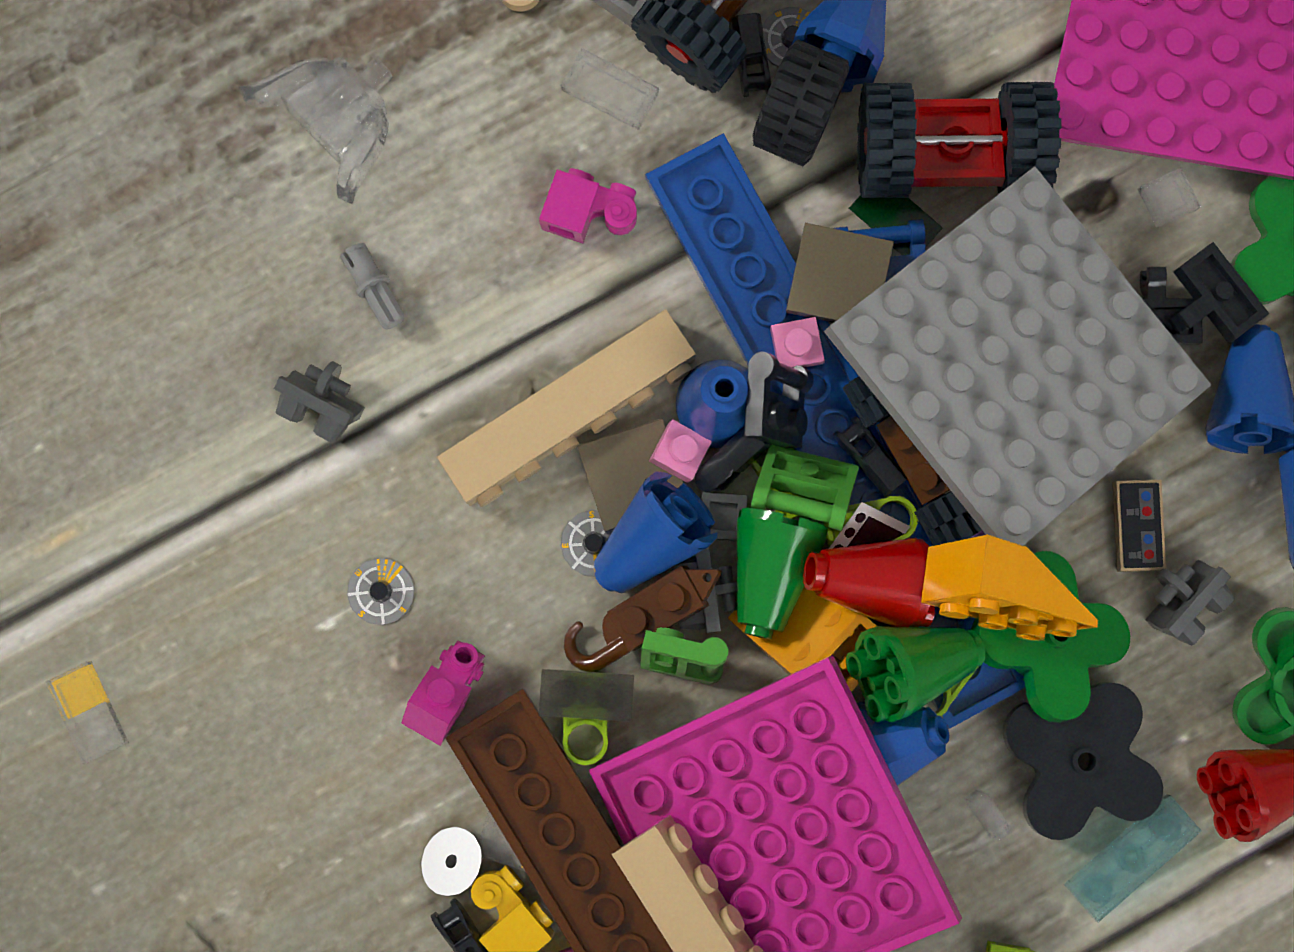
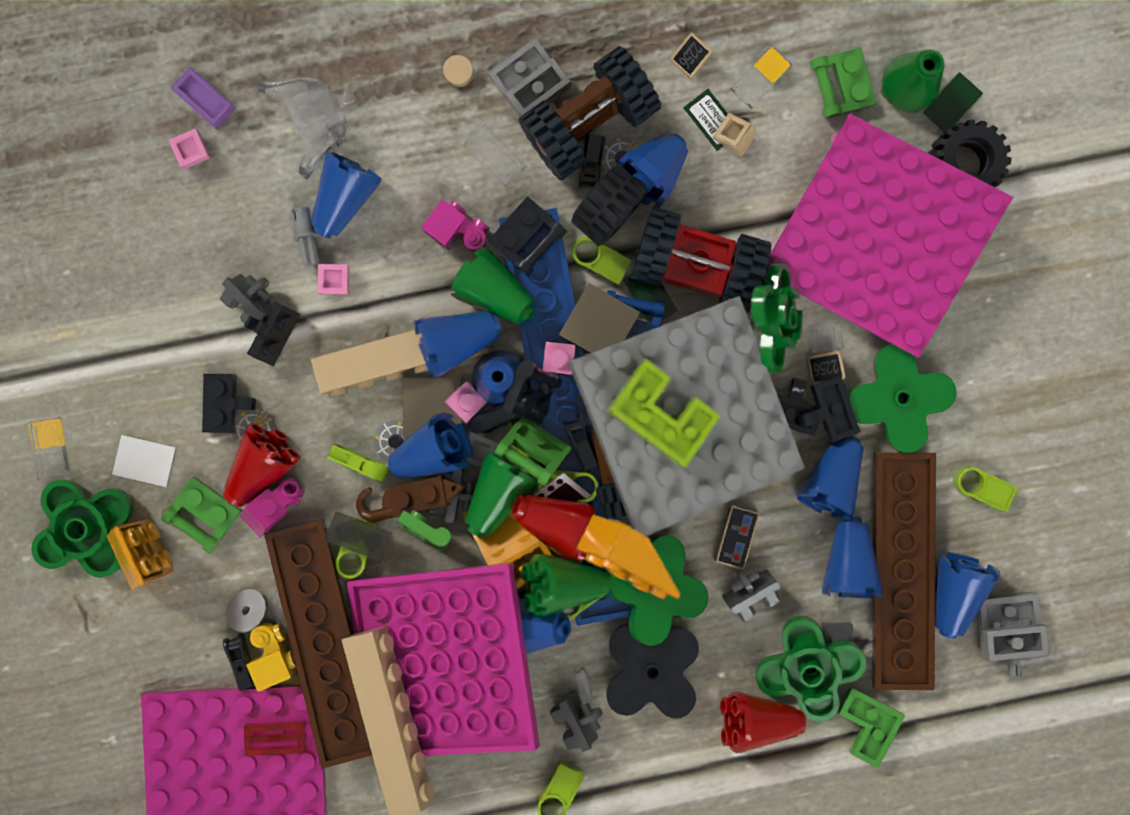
camera: 20 degrees right, 5 degrees up
(148, 841) = (64, 540): none -> green plant
(166, 137) = (203, 98): none -> medium lavender tile
(168, 213) = (189, 149): none -> bright pink plate
(232, 687) = (143, 461): none -> white sticker
(269, 822) = (140, 552): none -> light orange slope
(322, 565) = (221, 403): none -> black plate
(348, 725) = (208, 507): none -> bright green plate
(367, 437) = (271, 333): none -> black plate
(405, 637) = (258, 464): none -> red cone
(407, 208) = (341, 193): none -> blue cone
(432, 334) = (333, 279): none -> bright pink plate
(551, 588) = (358, 462): none -> lime piece
(639, 358) = (454, 338): none -> blue cone
(672, 273) = (493, 288): none -> green cone
(682, 178) = (519, 230): none -> black plate
(822, 193) = (608, 264): none -> lime piece
(1003, 866) = (580, 719): none -> dark grey hips
(1013, 391) = (636, 410): none -> lime plate
(1096, 182) = (776, 316): none -> green plant
(1108, 877) = (645, 747): clear light blue tile -> none
(1183, 239) = (825, 367): none -> slope

